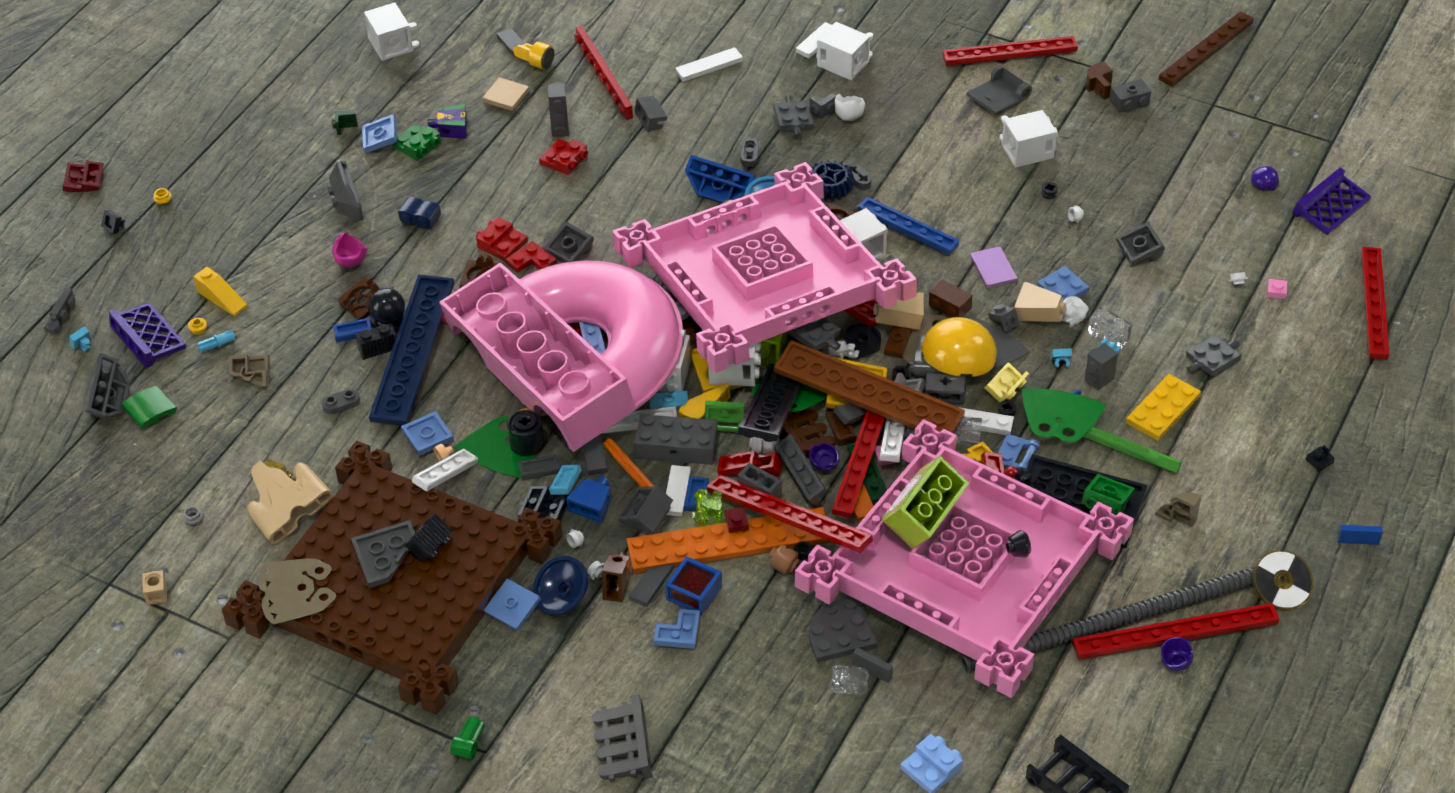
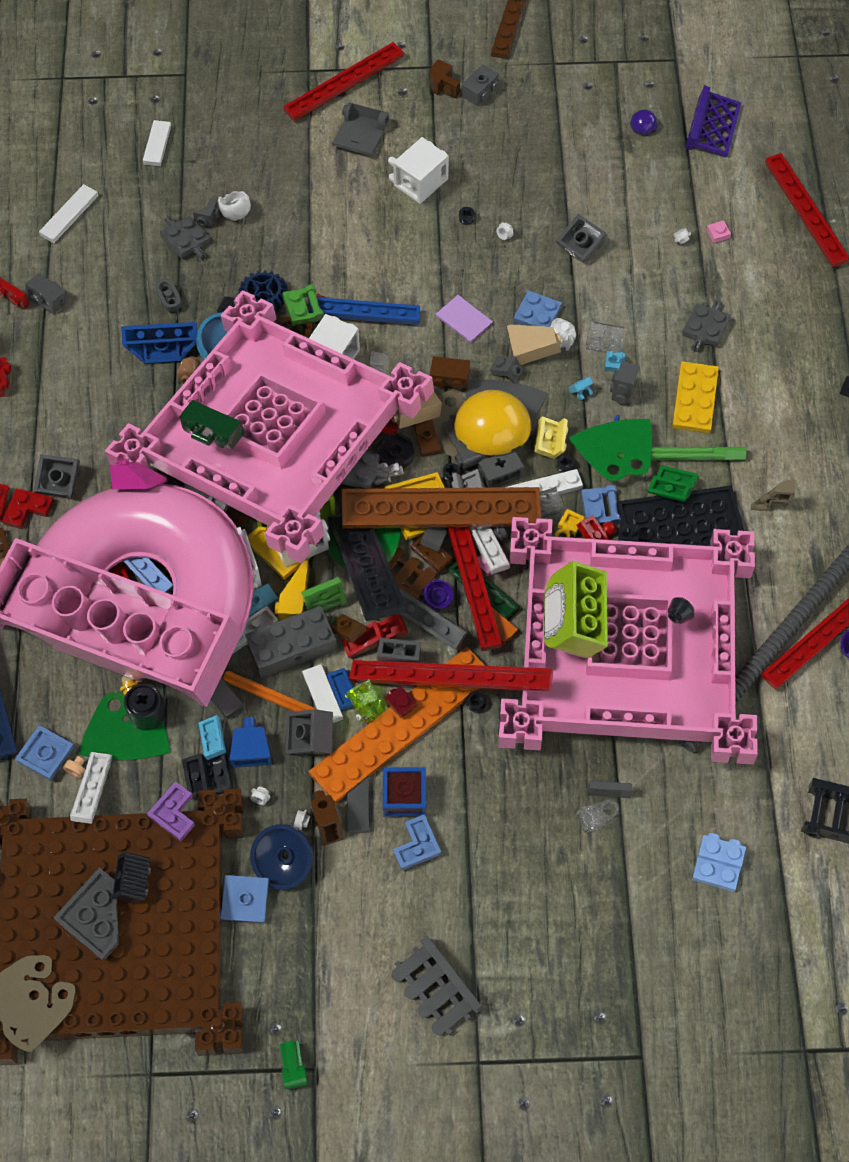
camera: 30 degrees left, 15 degrees up
(490, 506) = (167, 812): none -> medium lavender plate
(539, 467) = (176, 734): dark grey tile -> none
(621, 253) = (133, 476): none -> dark pink slope
(706, 240) = (211, 426): none -> dark green piece
(729, 448) = (348, 628): none -> reddish brown plate
(784, 559) = (467, 720): medium nougat head -> none
(840, 629) = (558, 768): dark grey plate -> none
(843, 50) = (193, 146): white container -> none
(849, 198) = (297, 307): none -> bright green plate
(862, 179) = (288, 275): dark grey beam -> none
(1093, 461) = (673, 483): none -> green slope
(1108, 493) = (710, 514): green plate -> none

